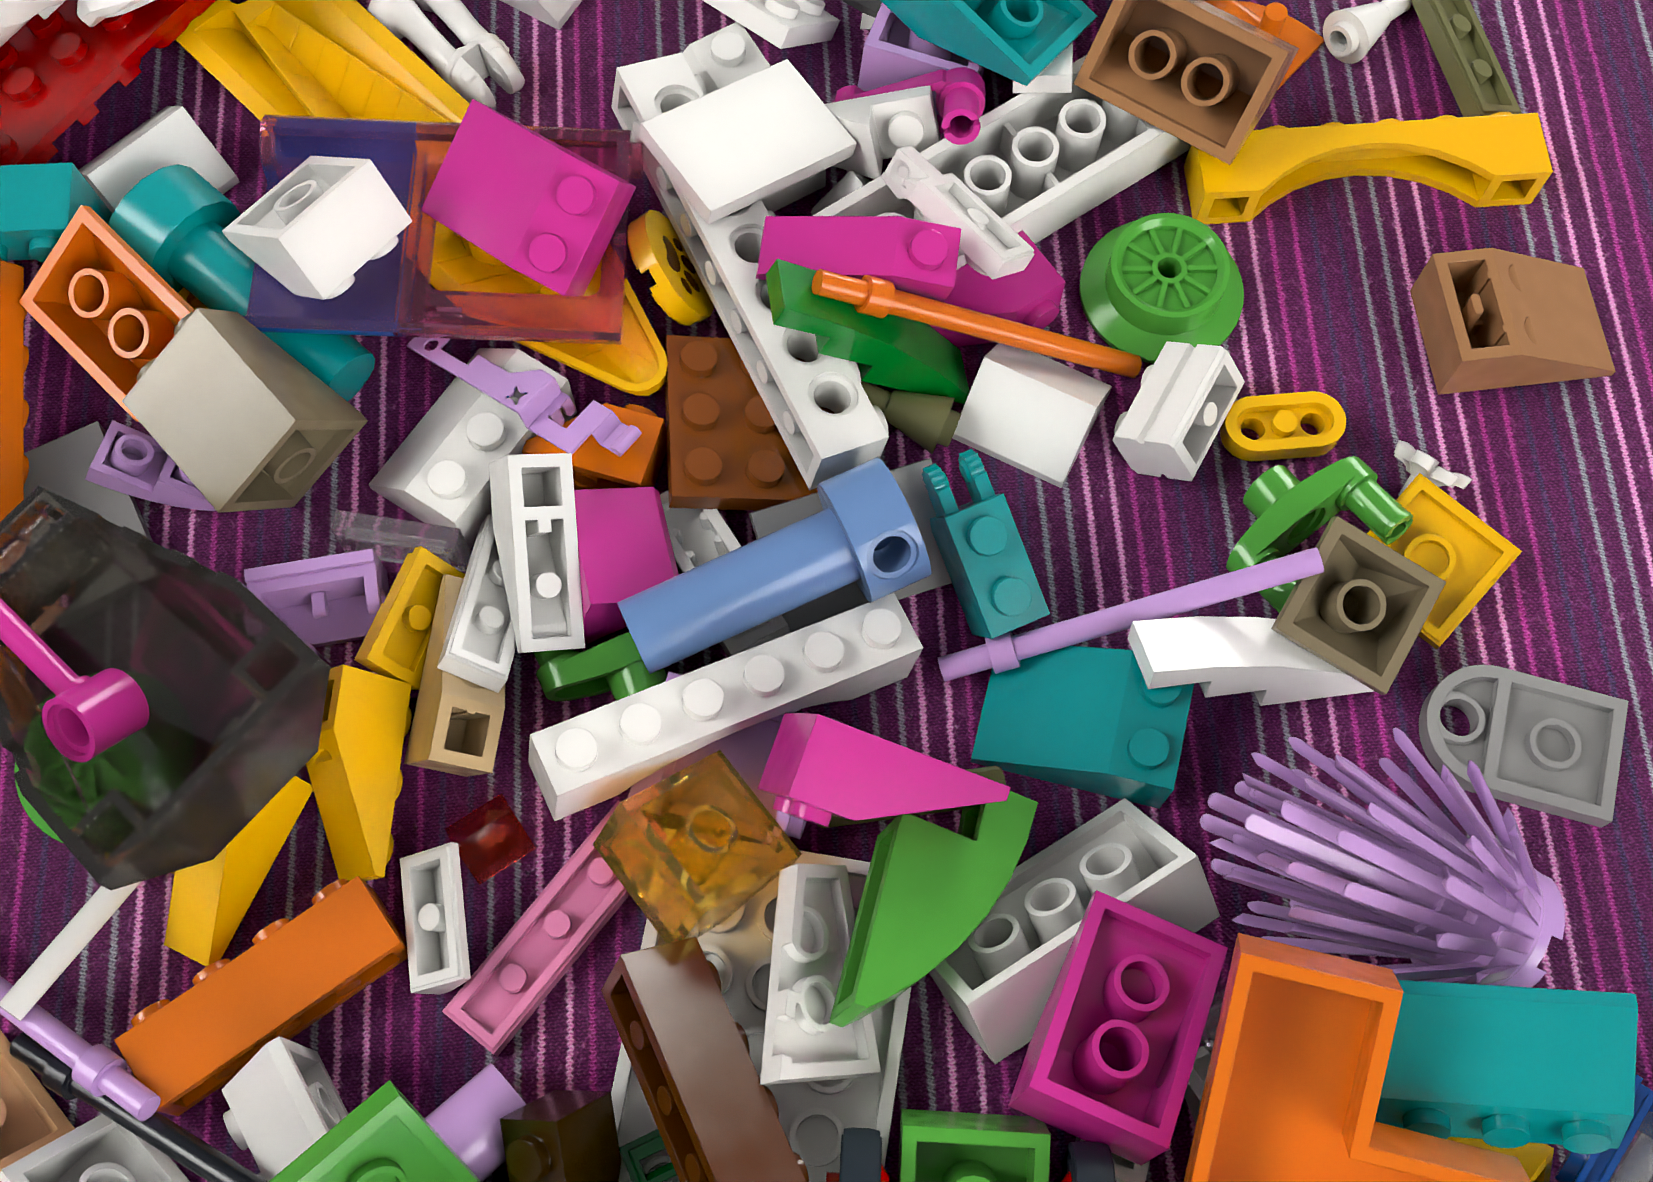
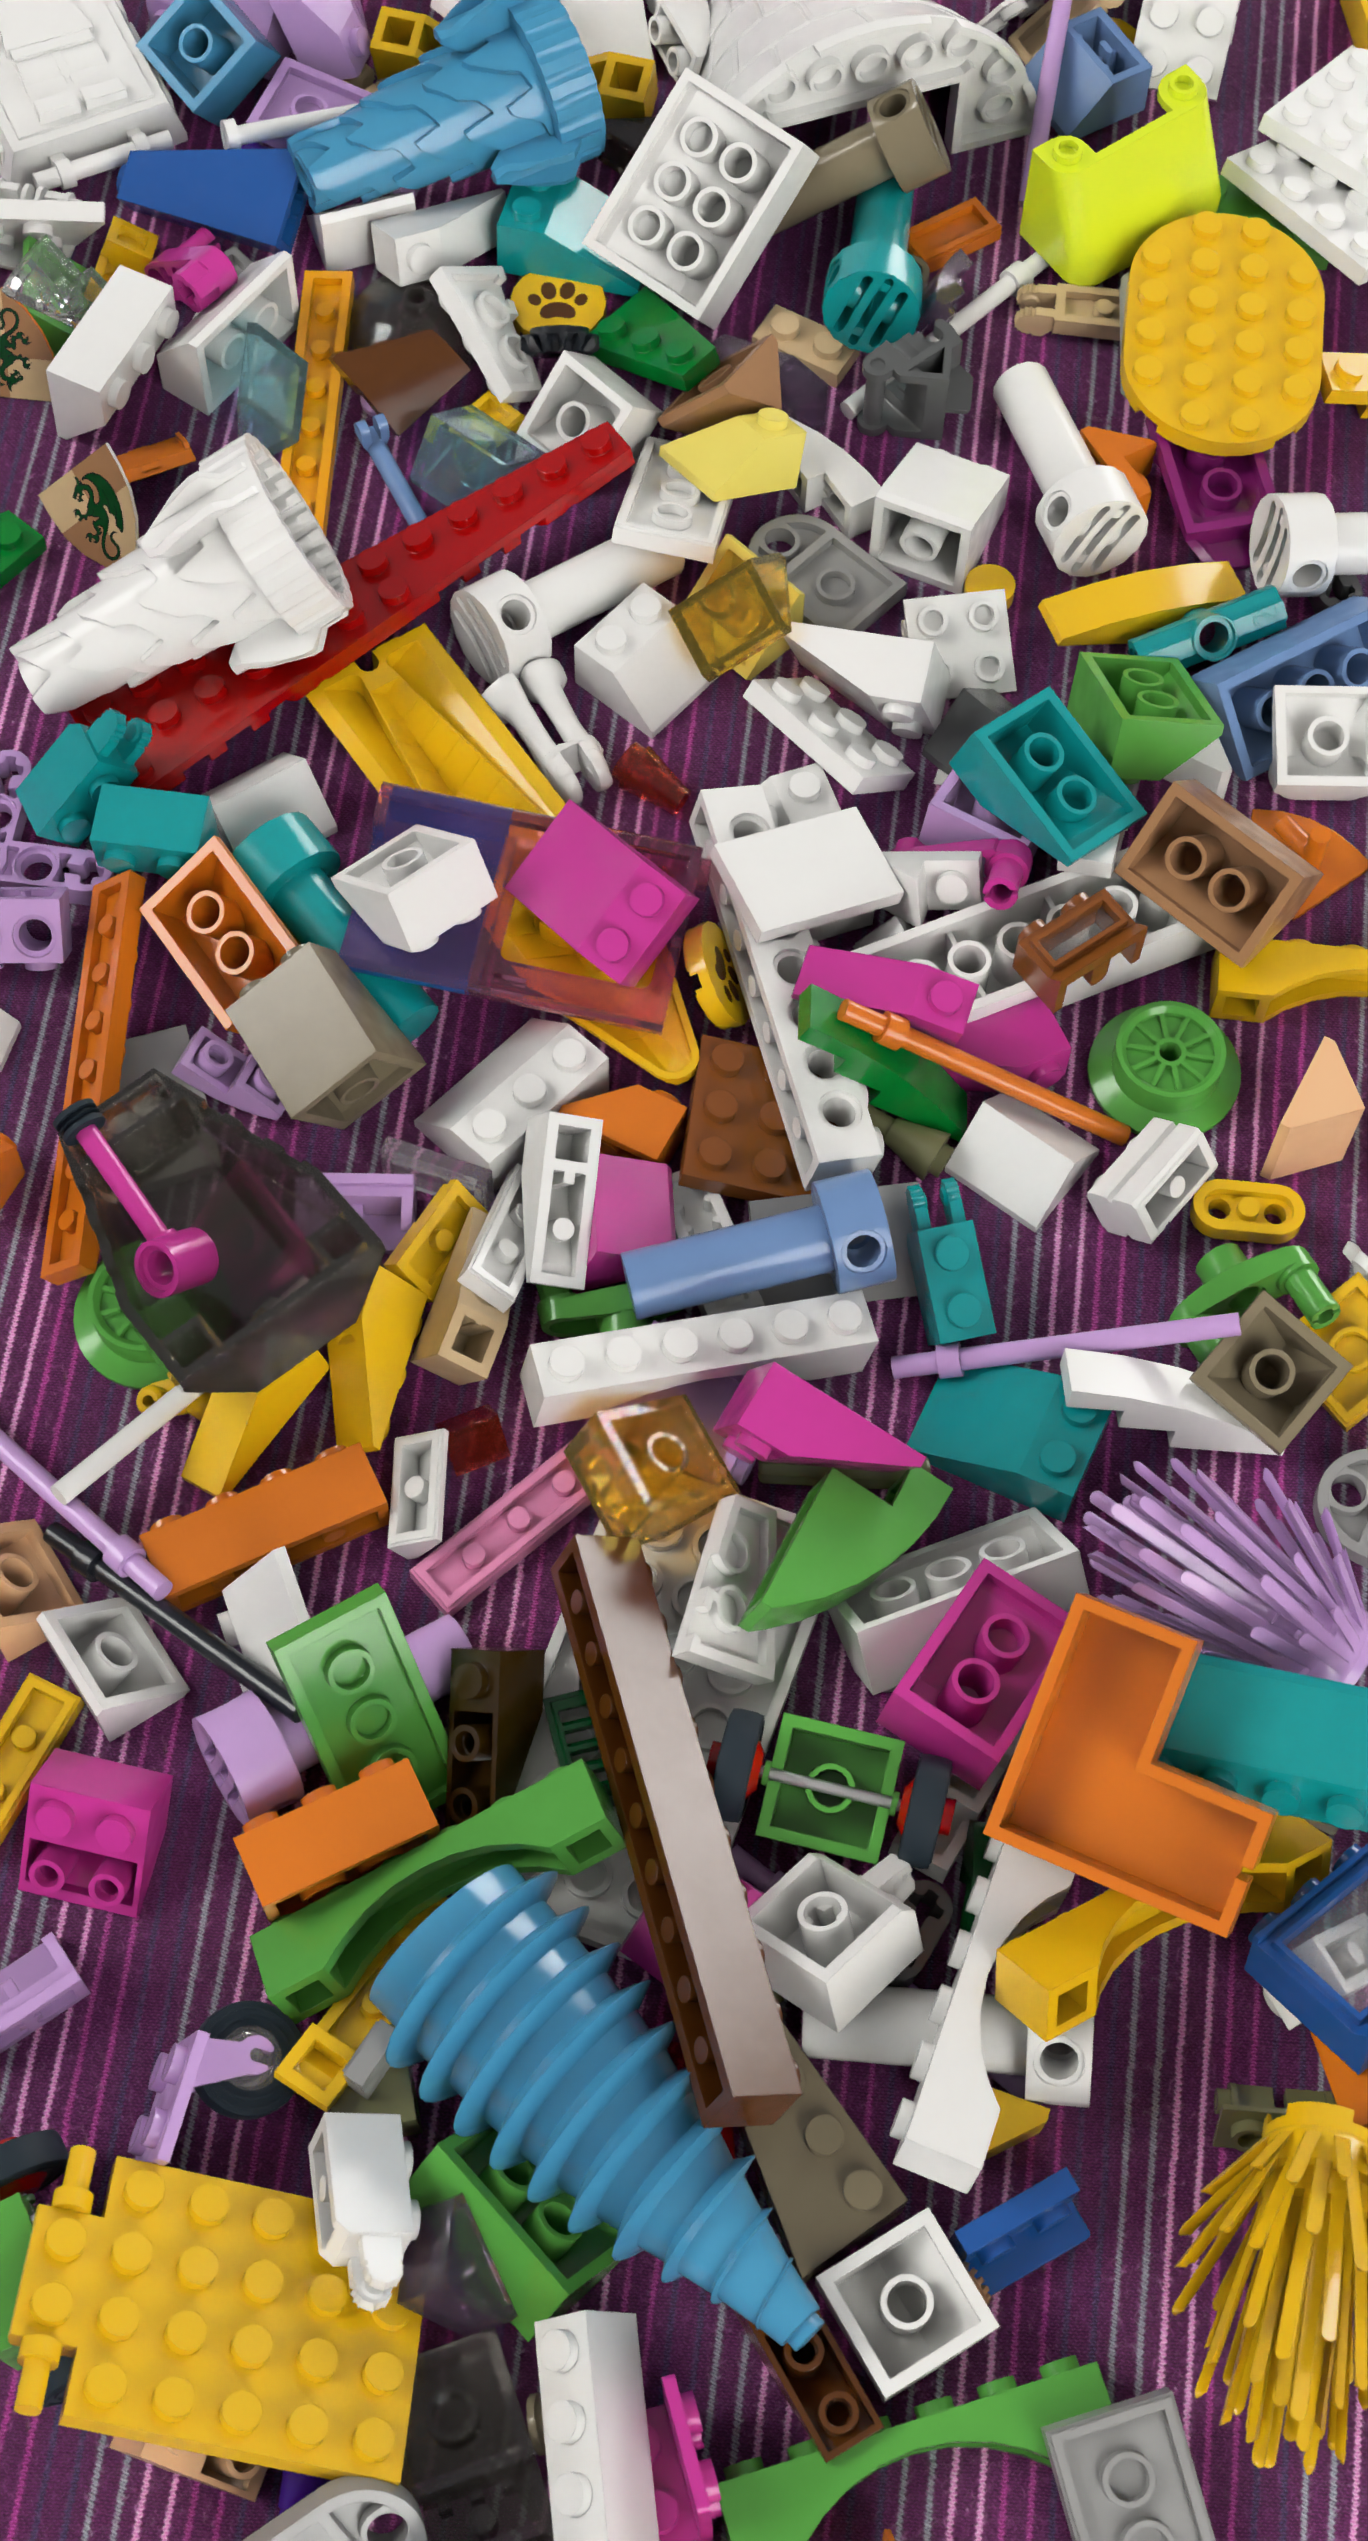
camera: 10 degrees right, 5 degrees down
(541, 401) = (582, 1072): lavender piece -> none
(563, 70) = (649, 778): none -> clear red cone
(985, 238) = (973, 957): white hinge -> none
(1053, 169) = (1076, 945): none -> dark orange window
(1339, 308) = (1318, 1118): none -> light nougat slope

